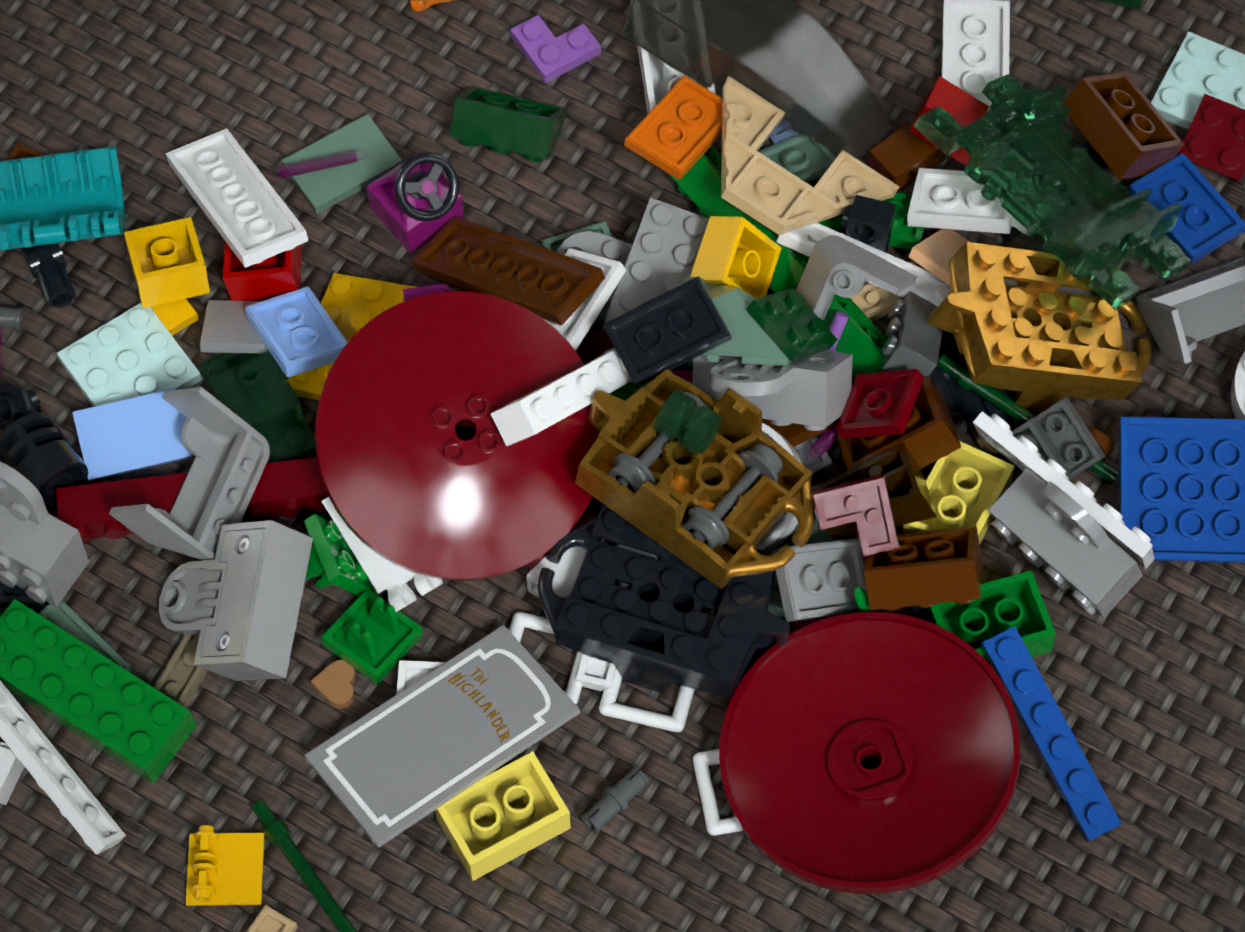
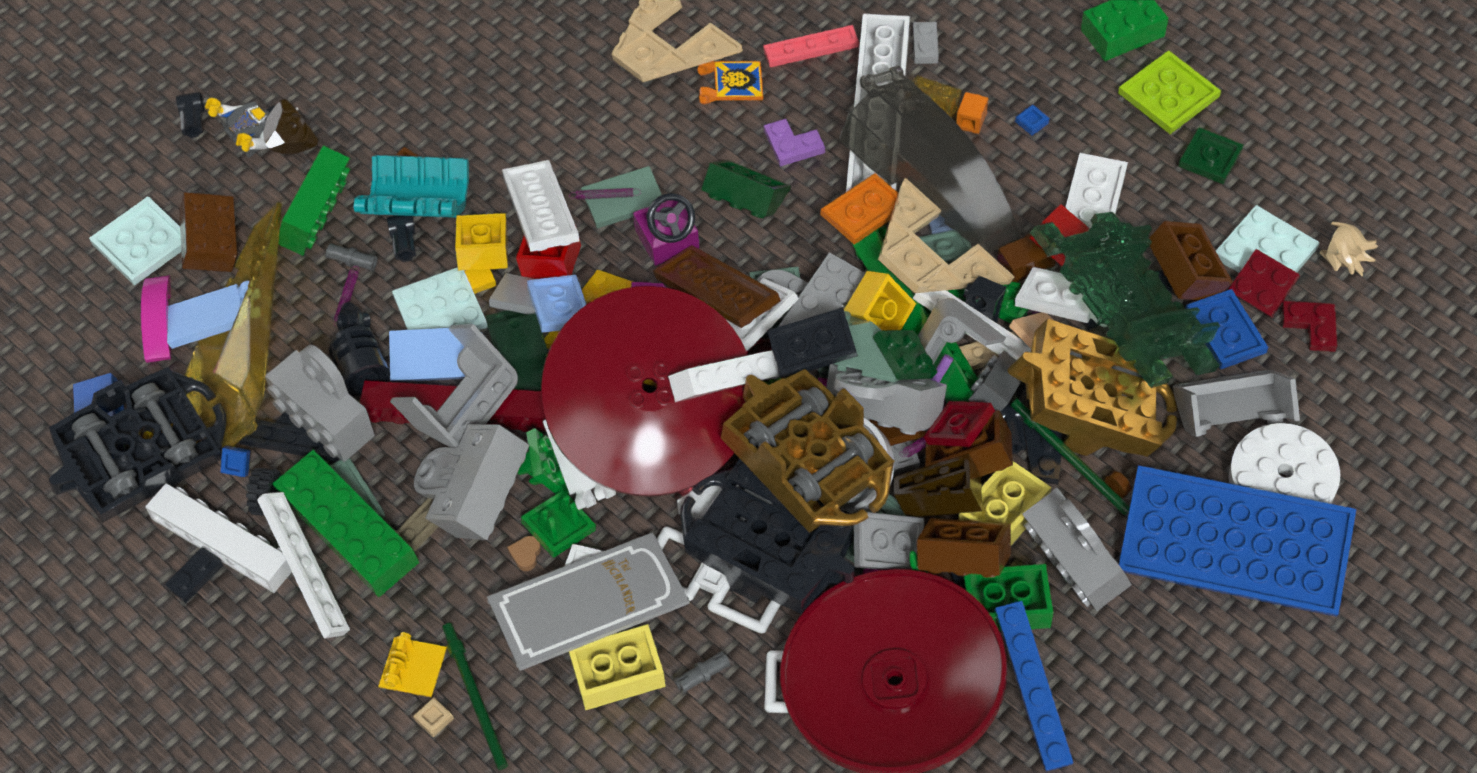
camera: 15 degrees right, 5 degrees down
(684, 420) = (805, 405): clear green wheel -> none
(864, 504) = (928, 490): plate -> none
(1025, 455) = (1108, 535): white plate -> none
(1062, 437) = (1086, 478): dark grey slope -> none

